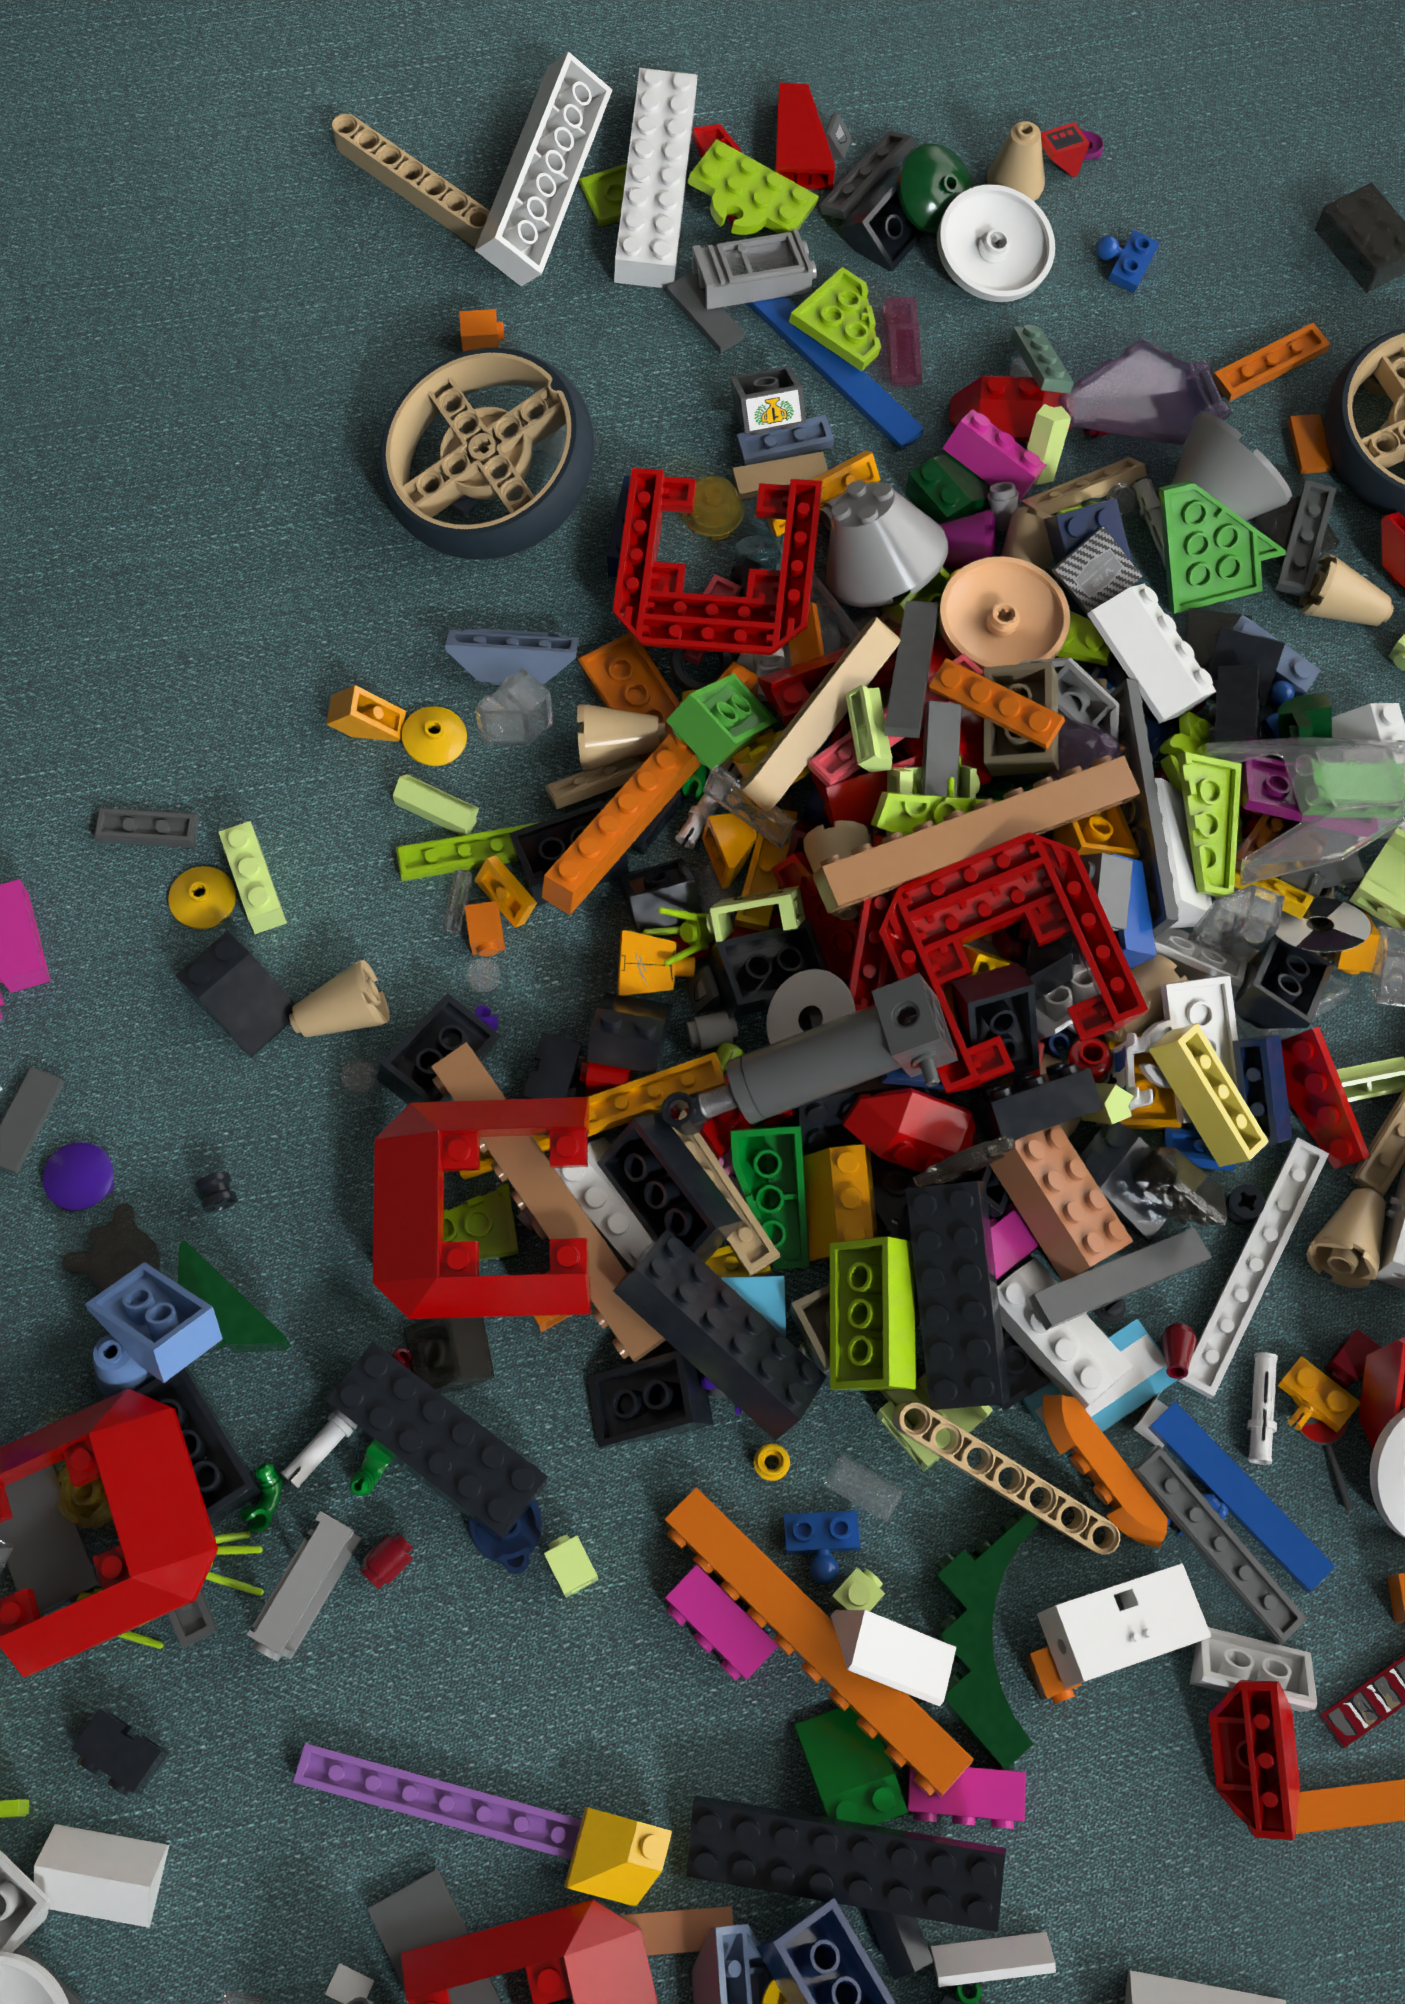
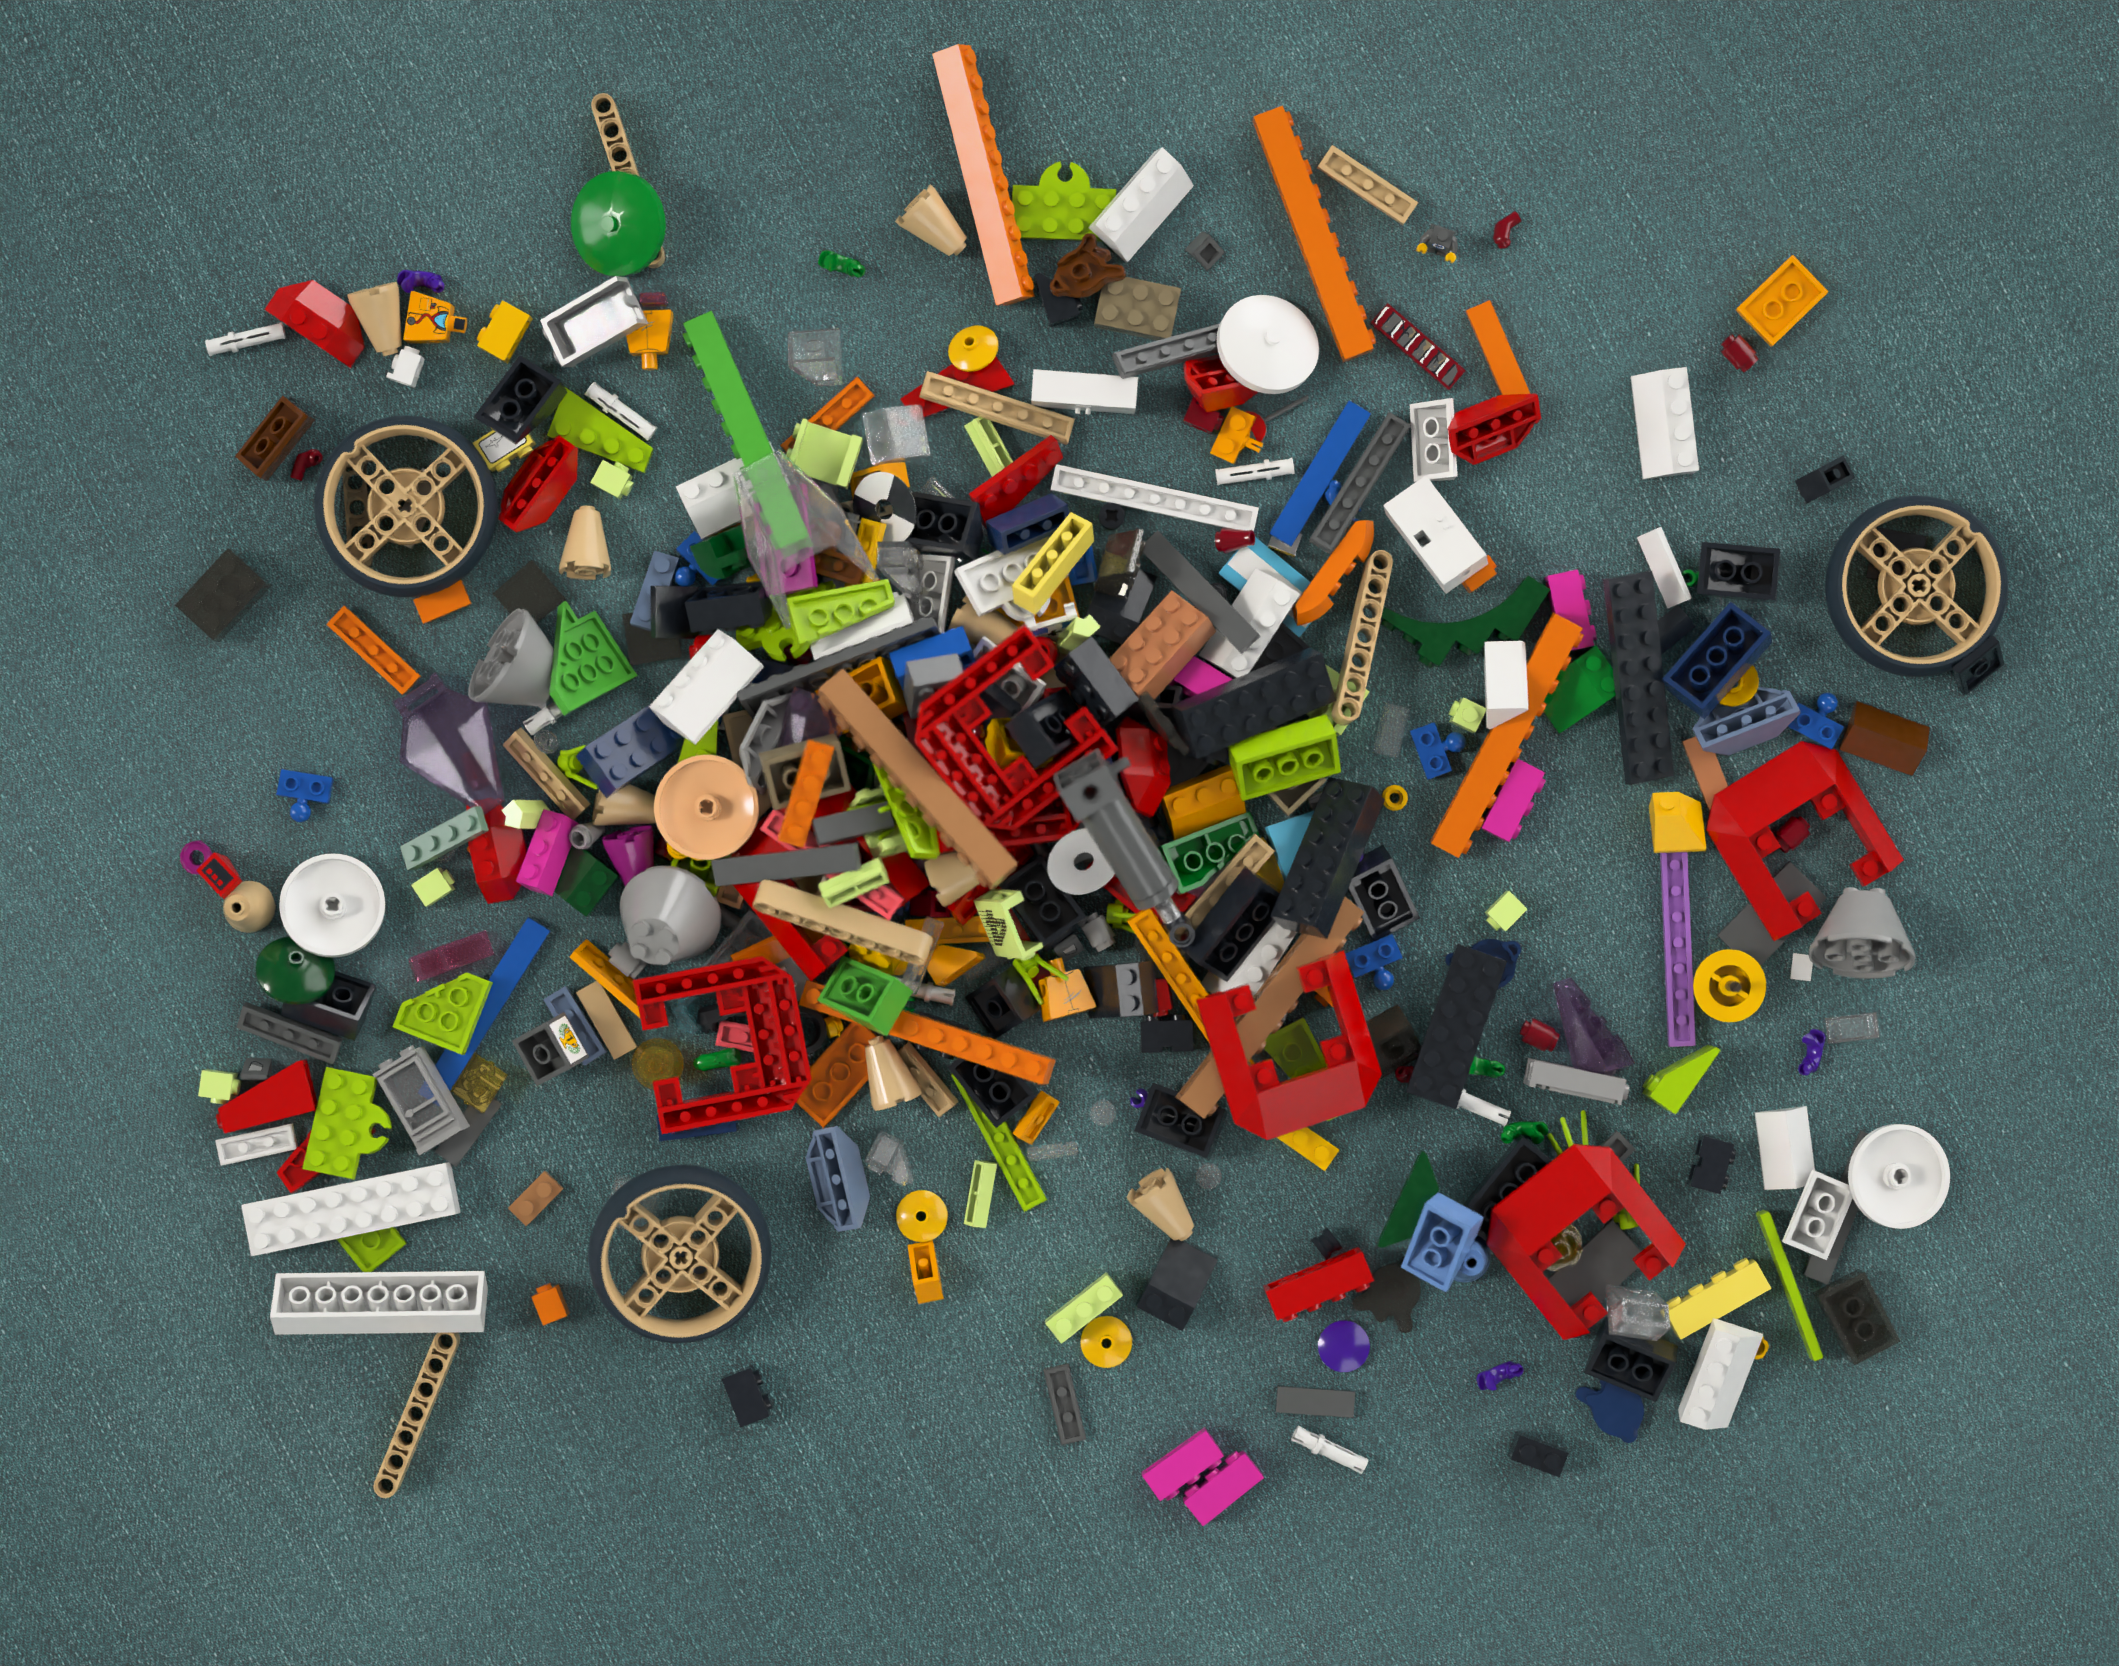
camera: 105 degrees left, 20 degrees up
(166, 1160) = (1318, 1284): none -> red brick
(227, 1968) = (1815, 1043): none -> dark purple piece
(253, 1735) = (1675, 1082): none -> lime slope
(298, 492) = (747, 1395): none -> black brick
(347, 1214) = (1311, 1146): none -> yellow plate
(358, 1859) = (1729, 985): none -> yellow piece
(359, 1628) = (1587, 1037): none -> clear purple wedge
(485, 928) = (1070, 1122): orange brick -> none
(565, 1368) = (1374, 958): none -> blue plate
(603, 354) = (535, 1198): none -> medium nougat plate
(696, 569) = (719, 1059): none -> green piece
(752, 332) = (479, 1083): none -> clear yellow piece
(756, 120) = (256, 1144): none -> white tile
(832, 96) = (219, 1085): none -> yellowish green brick
(986, 346) = (434, 886): none -> yellowish green brick
(1096, 570) = (649, 745): tile -> none
(1306, 539) = (542, 587): dark grey plate -> none
(1351, 1240) = (1115, 435): tan cone -> none

